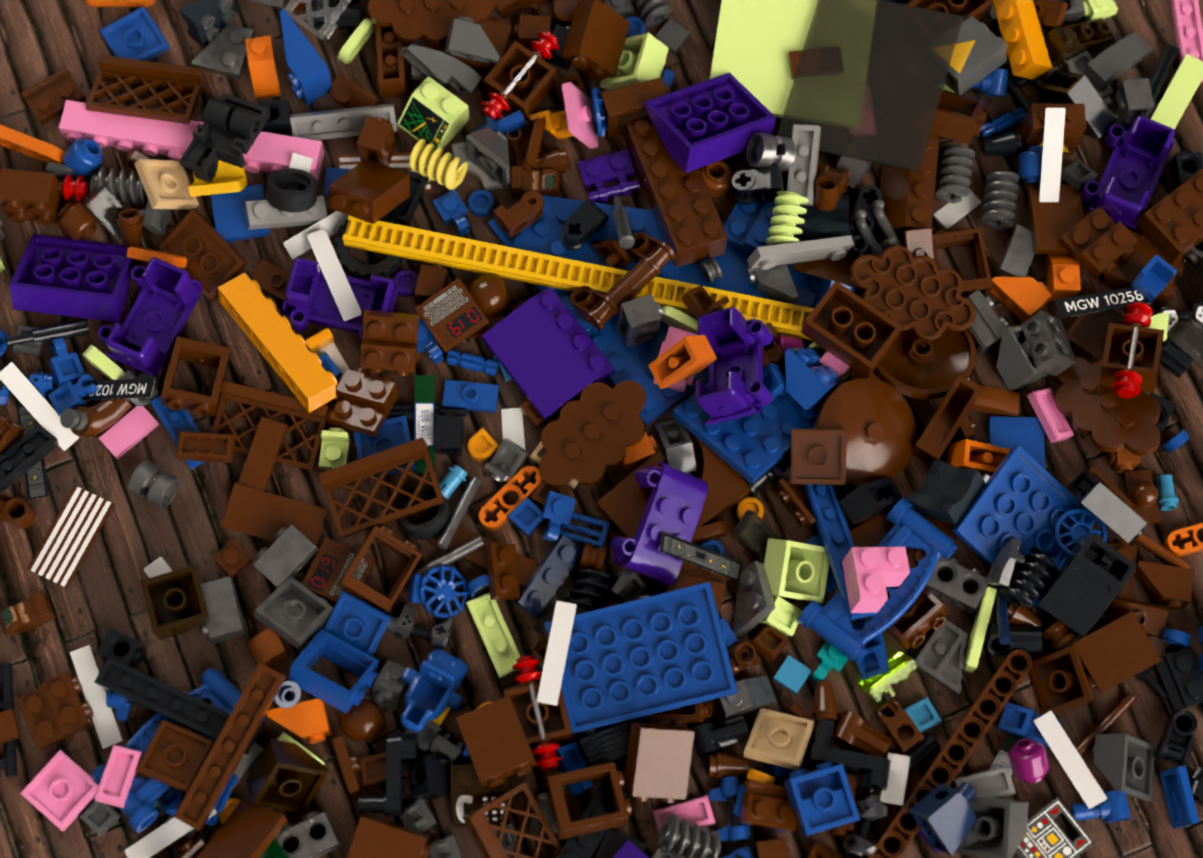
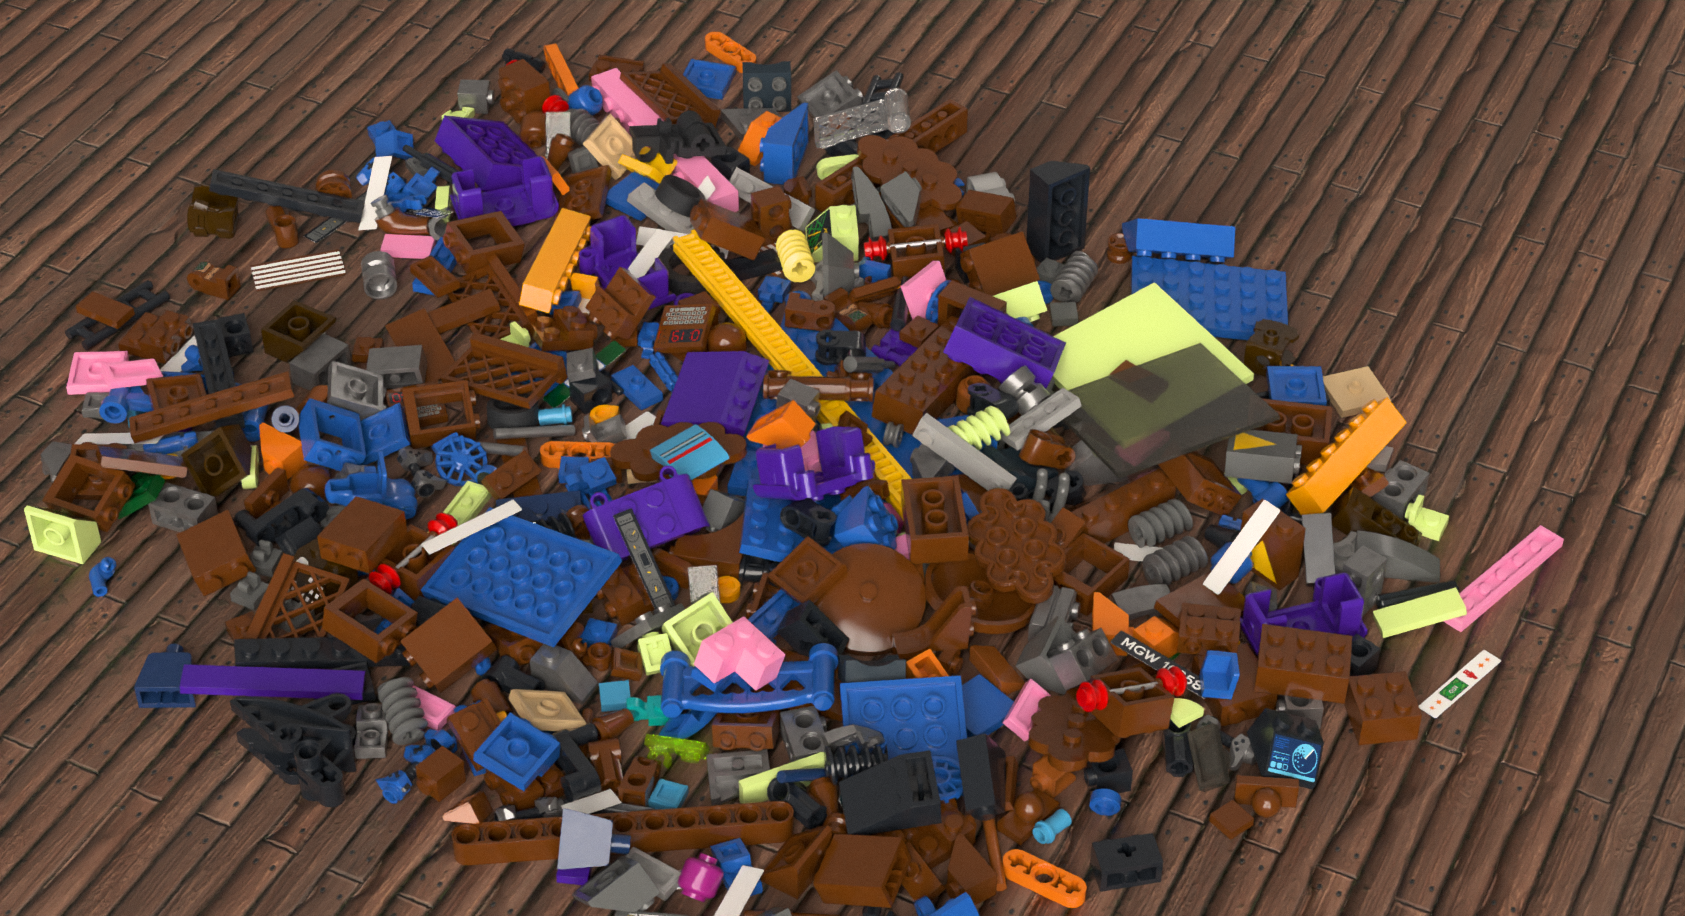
camera: 50 degrees right, 30 degrees down
(430, 425) = (581, 365): none -> flat silver bracket
(569, 141) = (900, 309): none -> black axle
(610, 154) = (917, 331): none -> reddish brown bracket
(620, 435) = (690, 452): none -> dark azure slope
(773, 414) = (807, 519): none -> black piece

